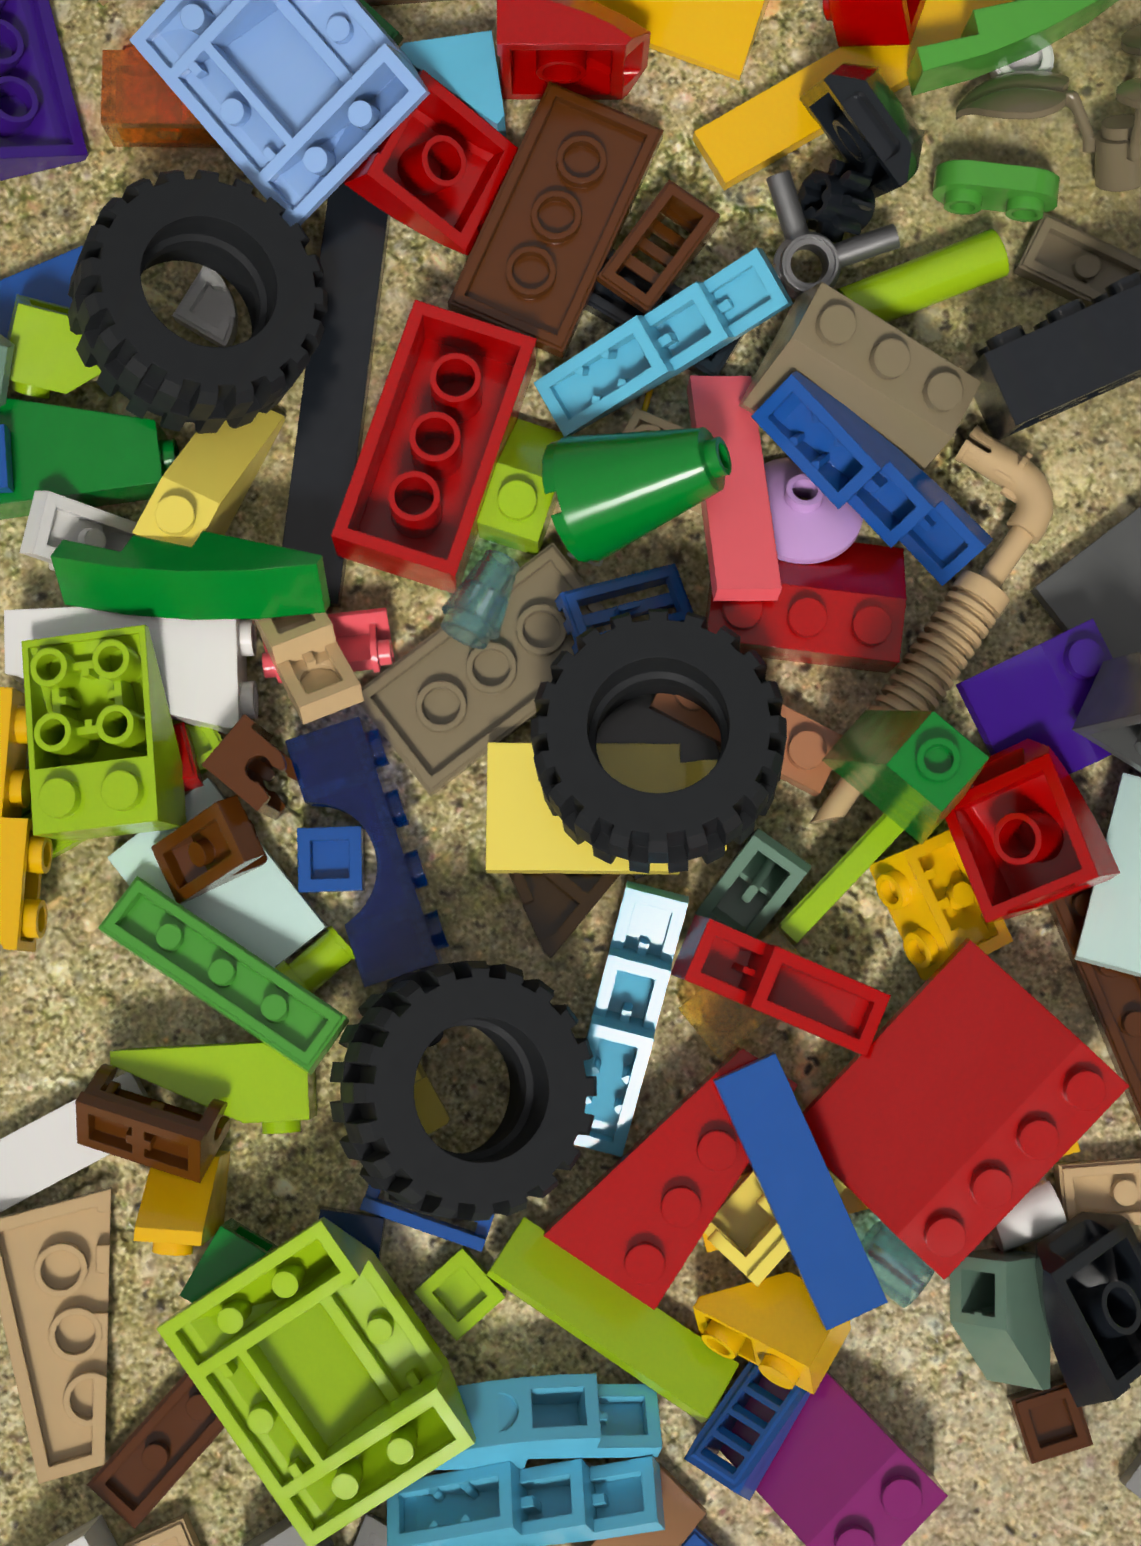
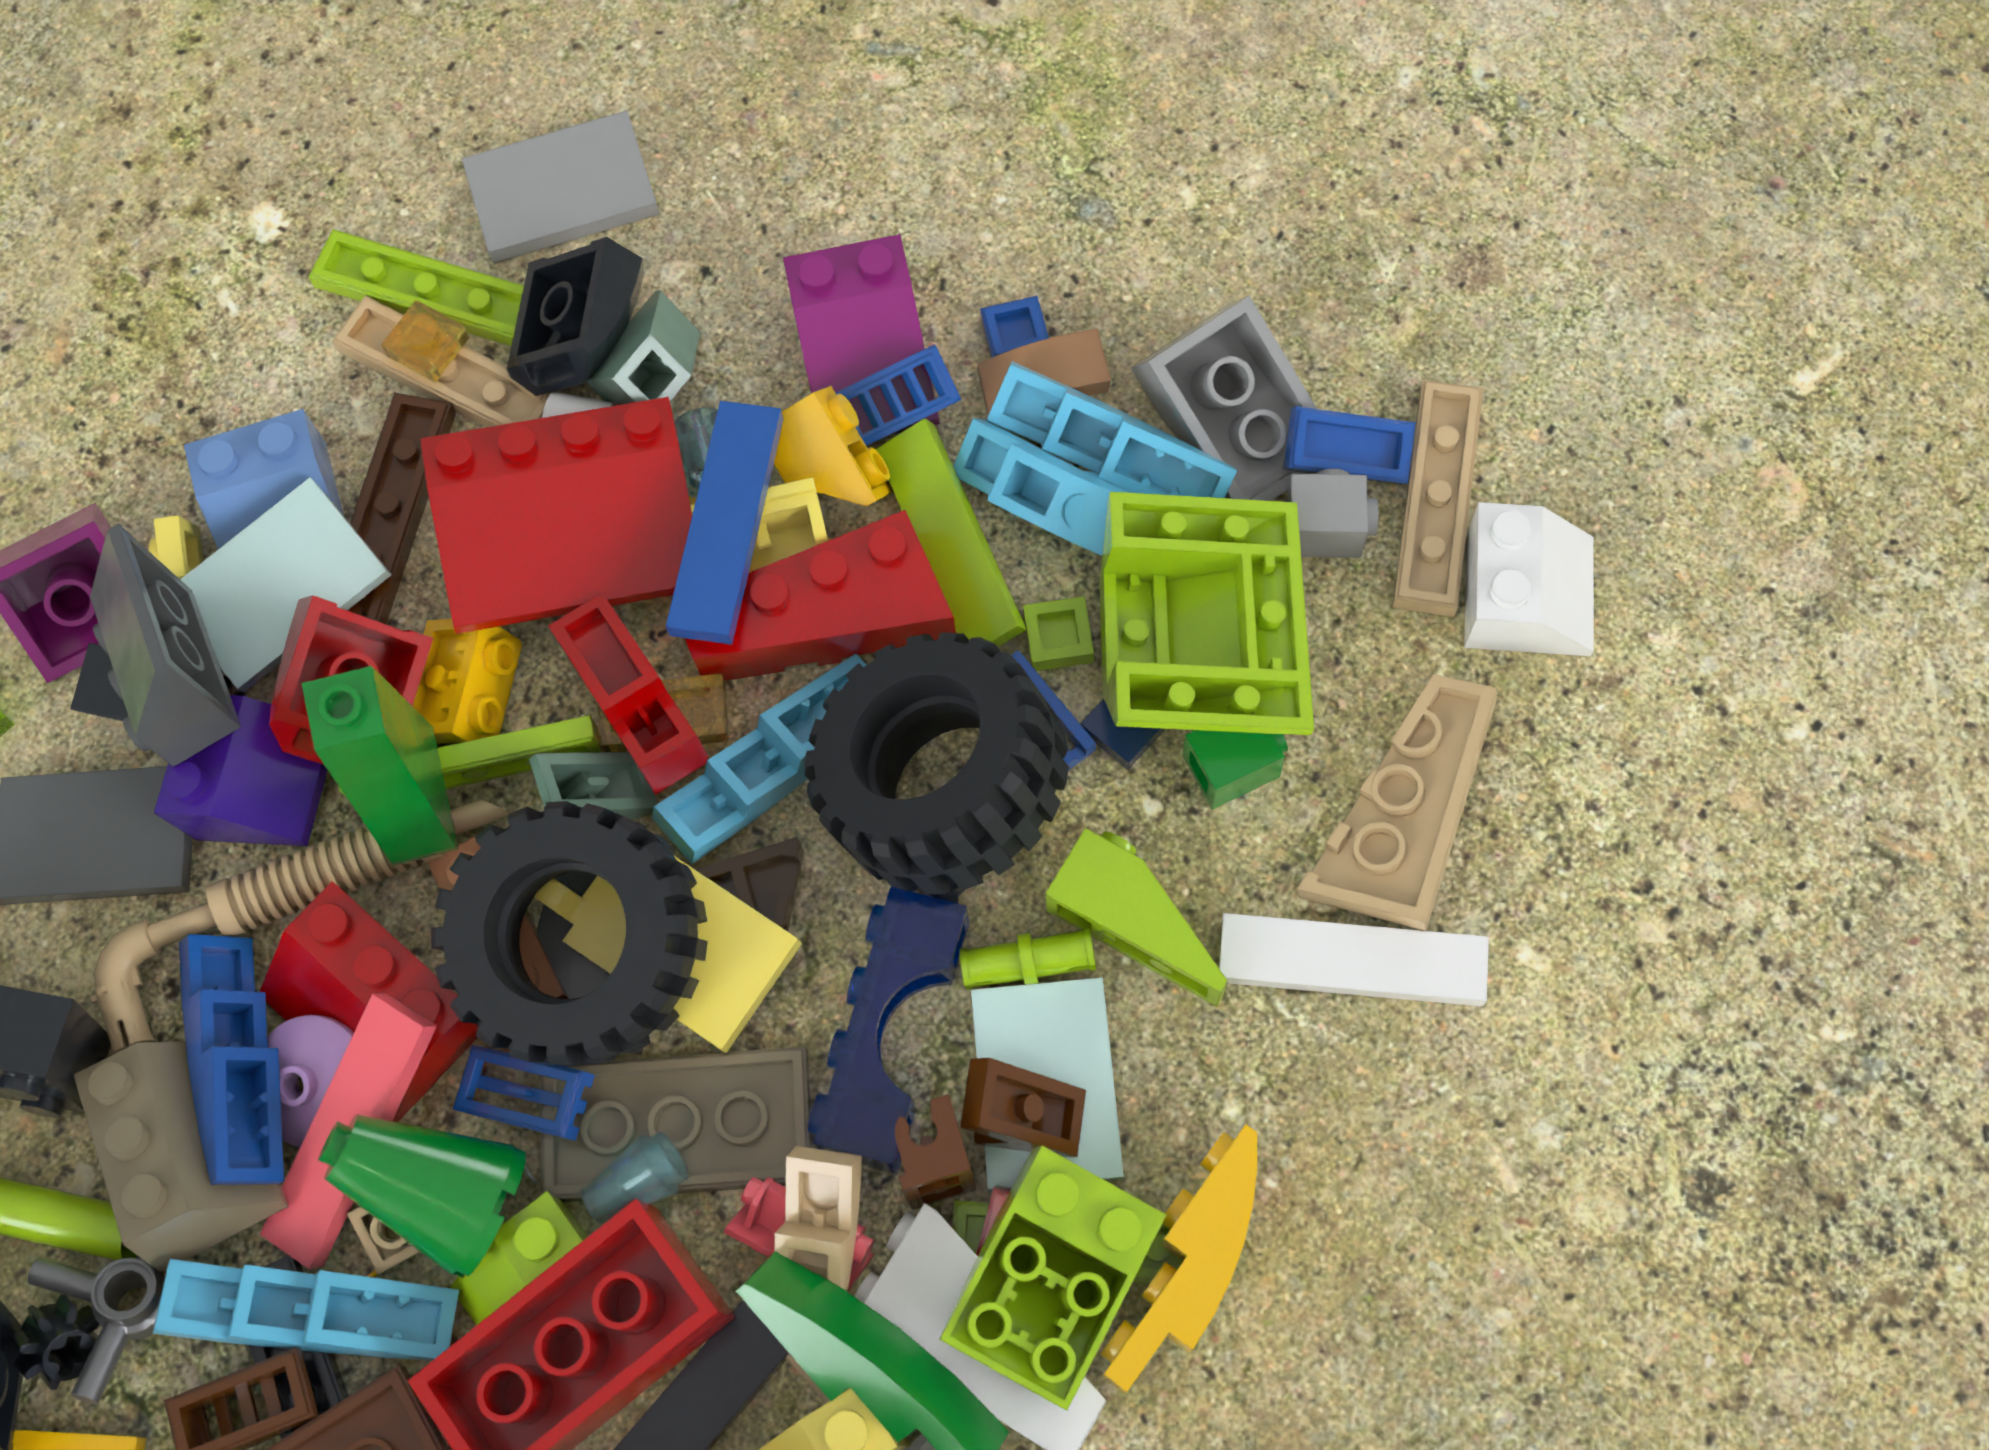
camera: 140 degrees left, 15 degrees down
(148, 1129) = (1222, 900): reddish brown hinge -> none
(157, 1453) = (1379, 664): reddish brown tile -> none
(180, 1211) = (1233, 831): yellow slope -> none
(224, 975) = (1081, 996): bright green tile -> none
(330, 859) = (927, 1044): blue plate -> none
(1049, 1422) = (679, 275): reddish brown tile -> none

